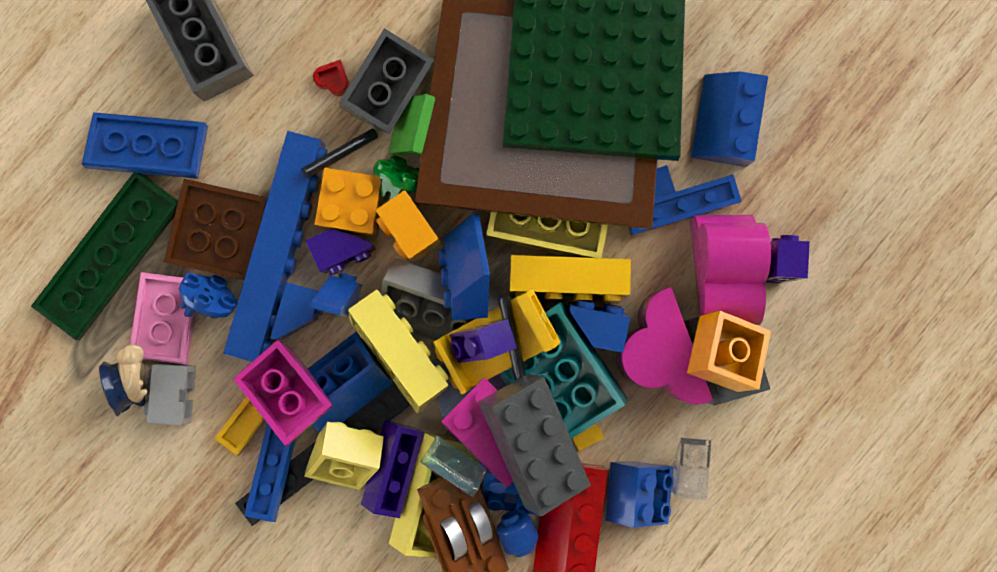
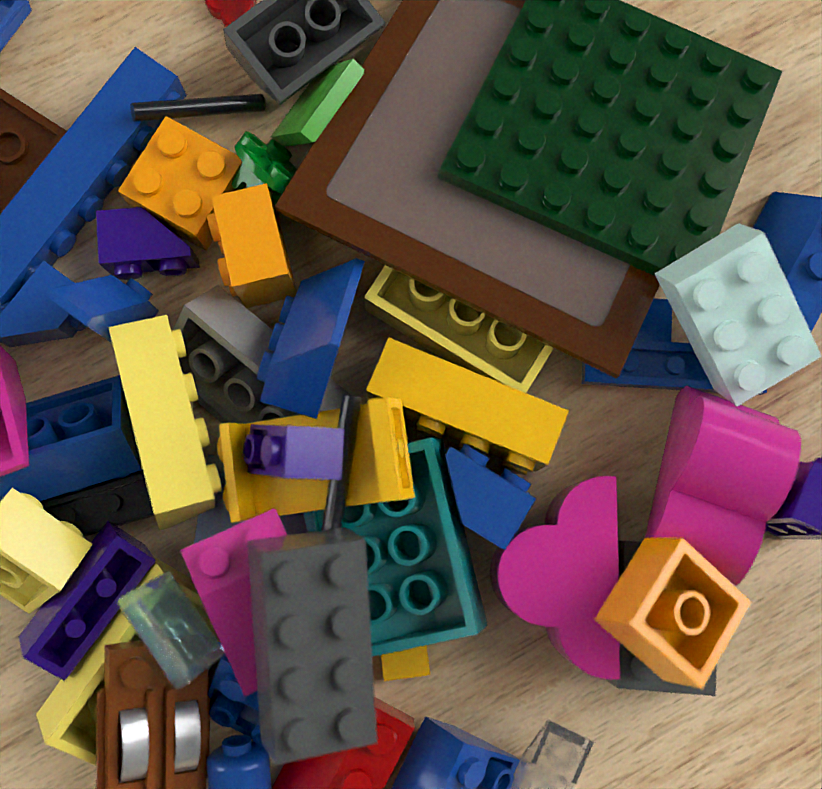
camera: 15 degrees right, 5 degrees down
(708, 166) = (739, 313): none -> light aqua brick

